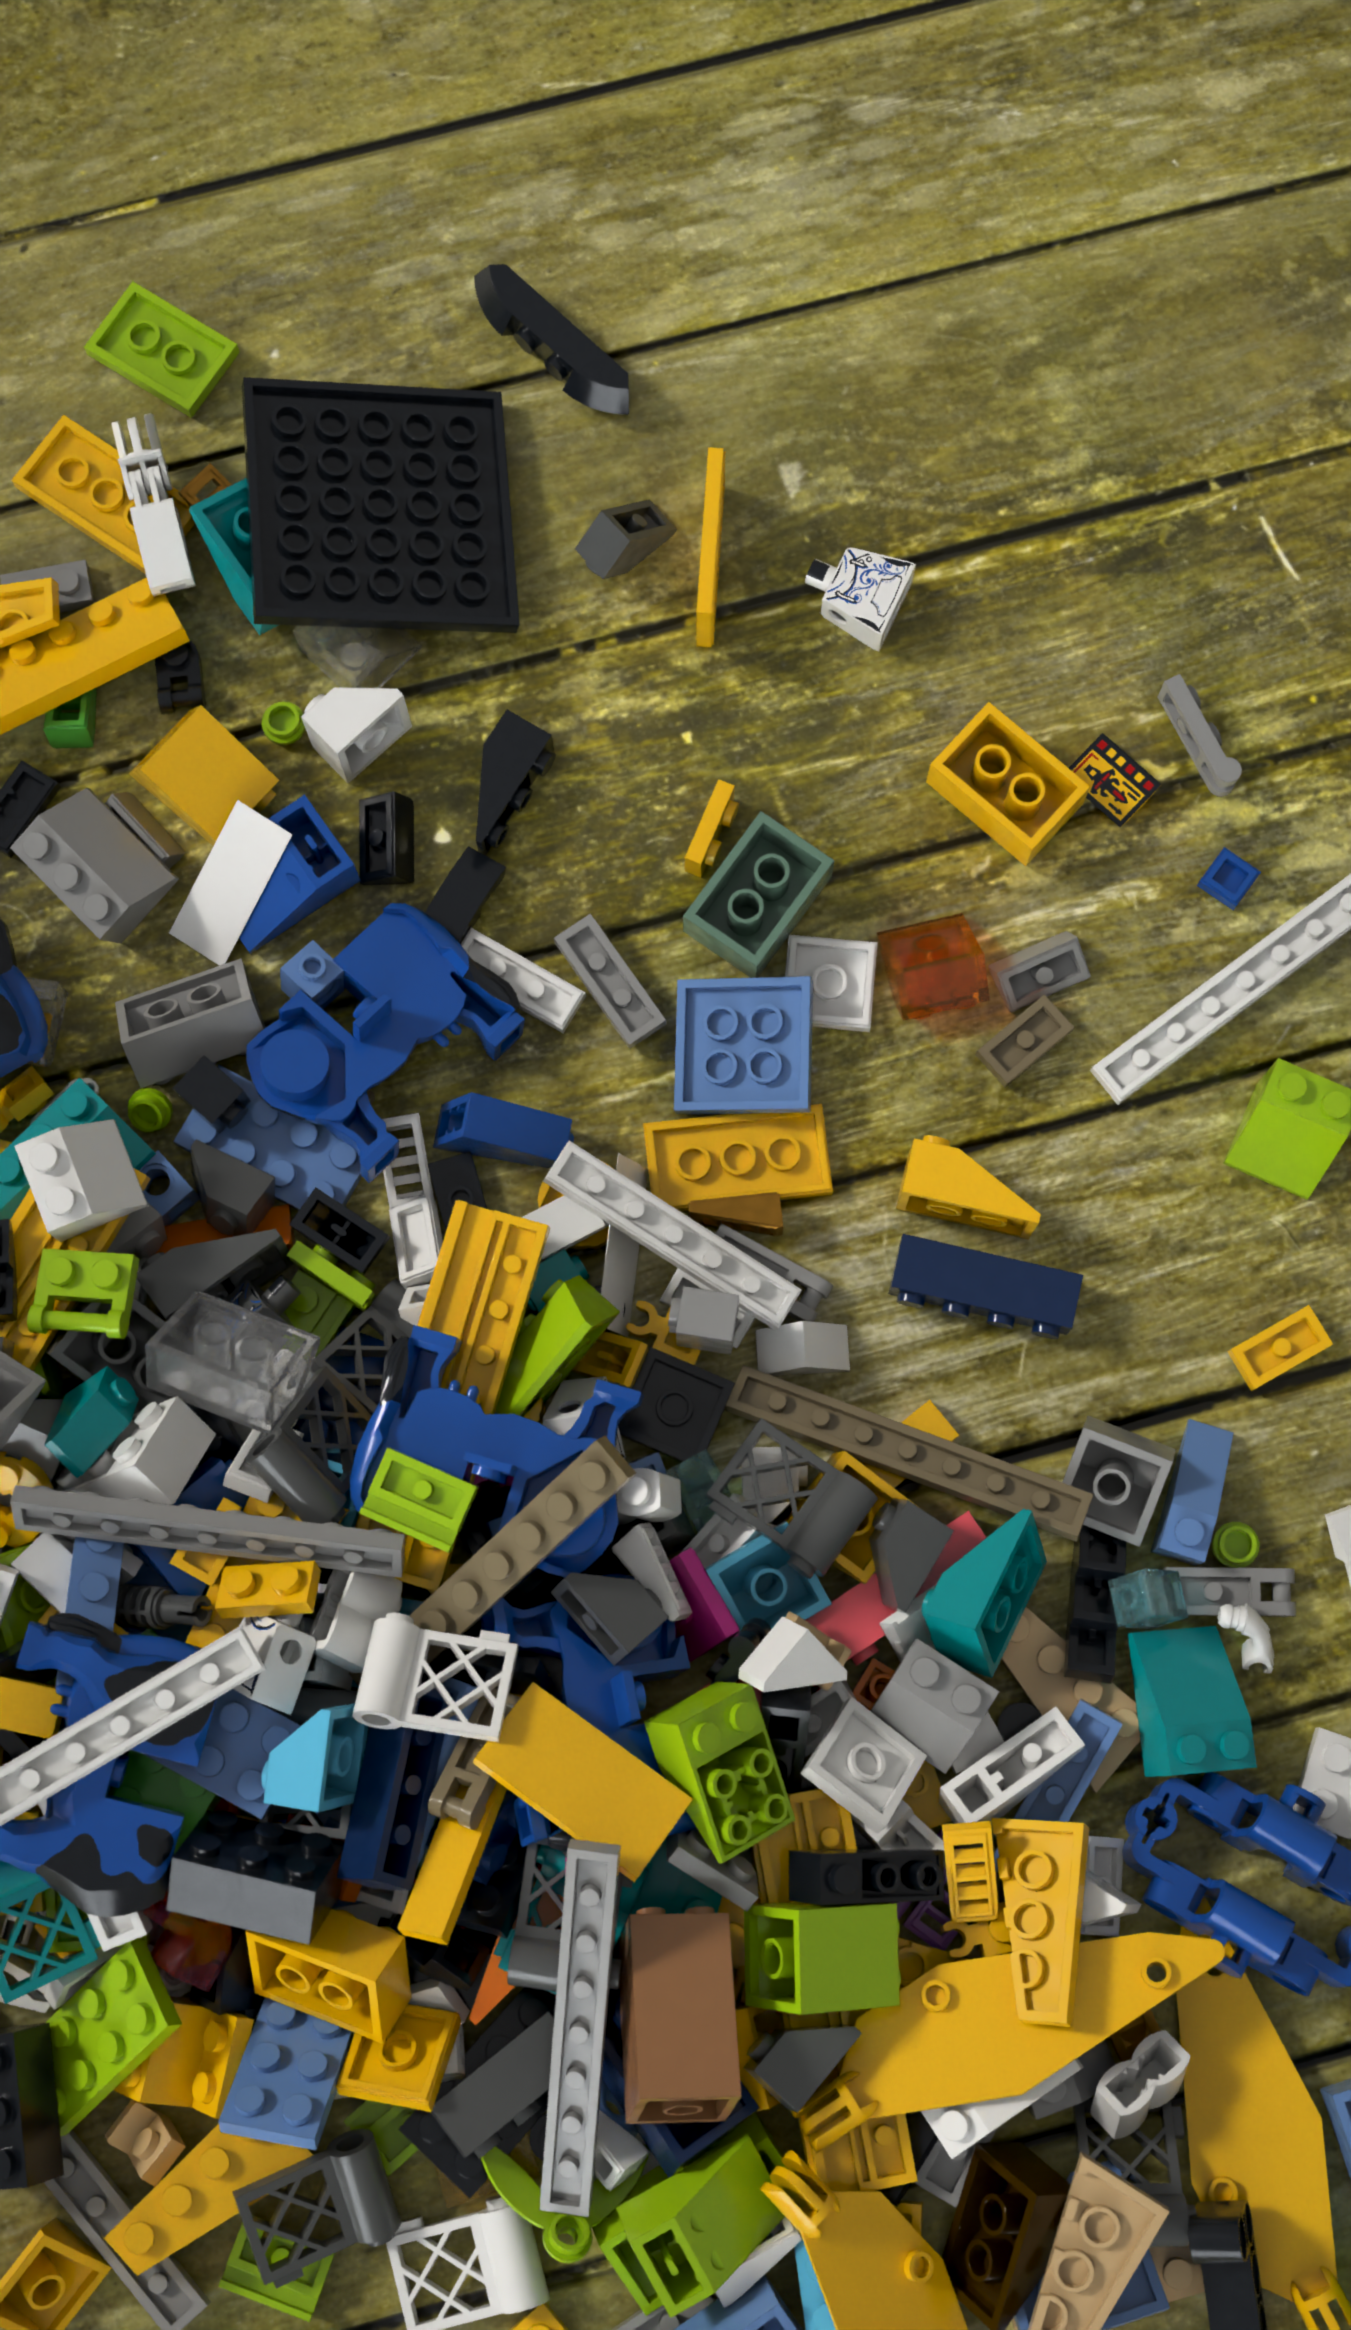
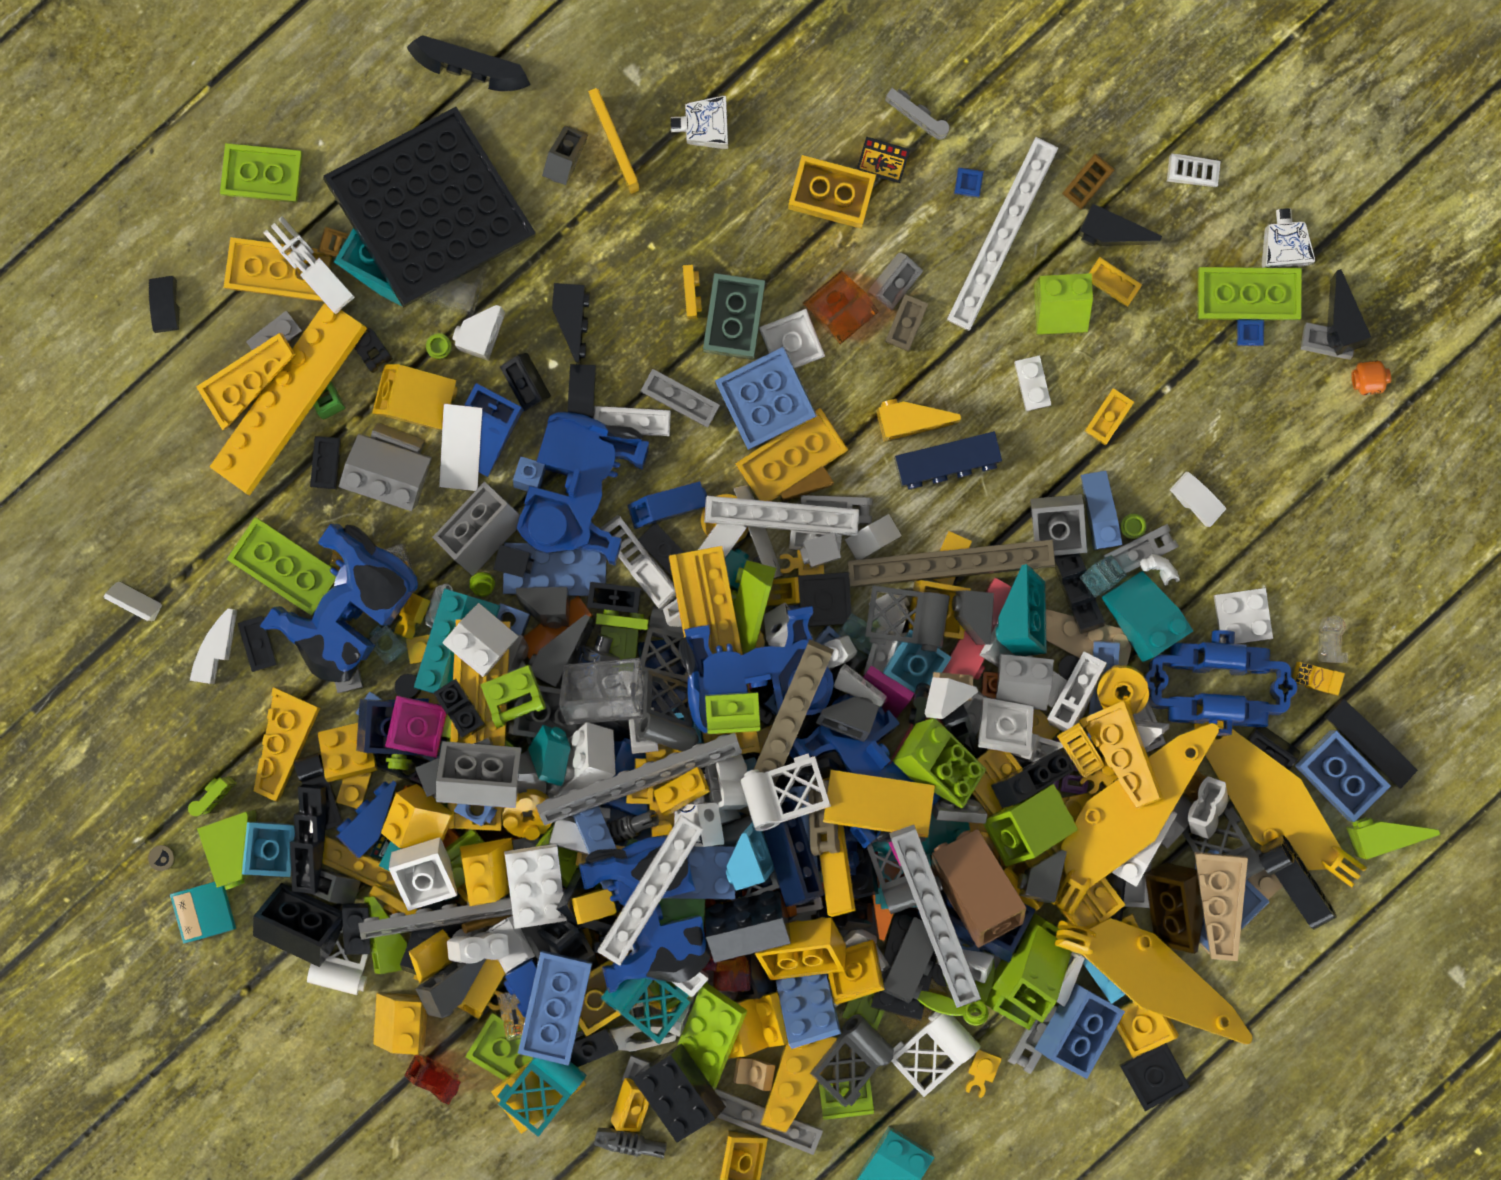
camera: 25 degrees left, 10 degrees up
(1099, 1780) = (1117, 677): none -> yellow plate
(1180, 1235) = (1032, 383): none -> white plate
(1301, 2037) = (1274, 746): none -> black slope

